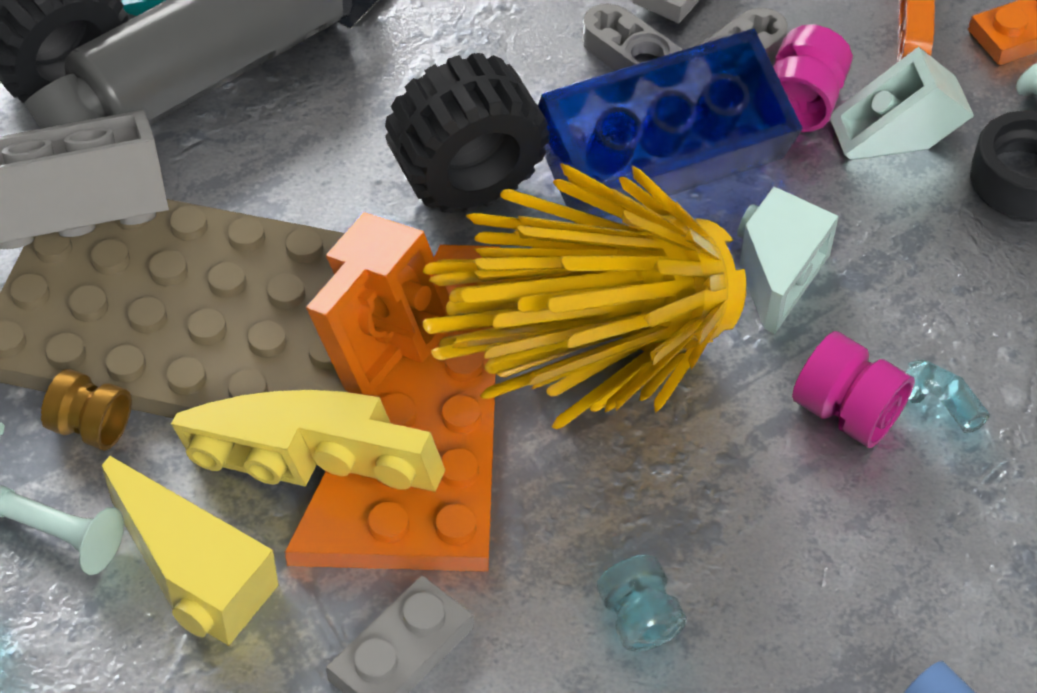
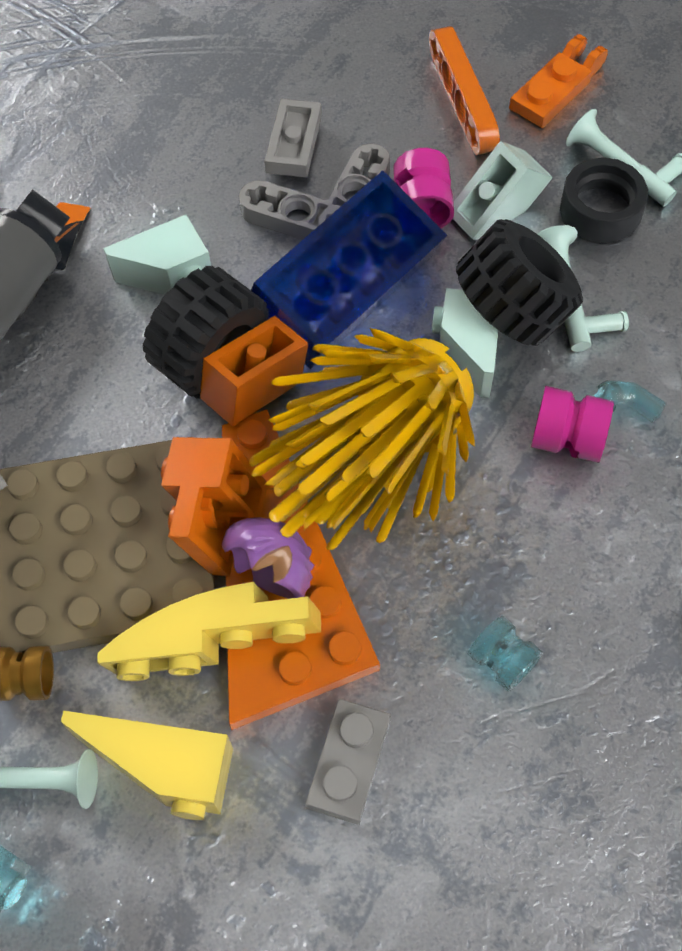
camera: 20 degrees left, 10 degrees up
(421, 386) = (276, 561): none -> medium lavender hair
(439, 35) = (158, 256): none -> light aqua slope
(475, 177) = (241, 373): none -> orange brick
(862, 207) = (519, 282): none -> black tyre
(940, 188) = (577, 325): none -> light aqua piece

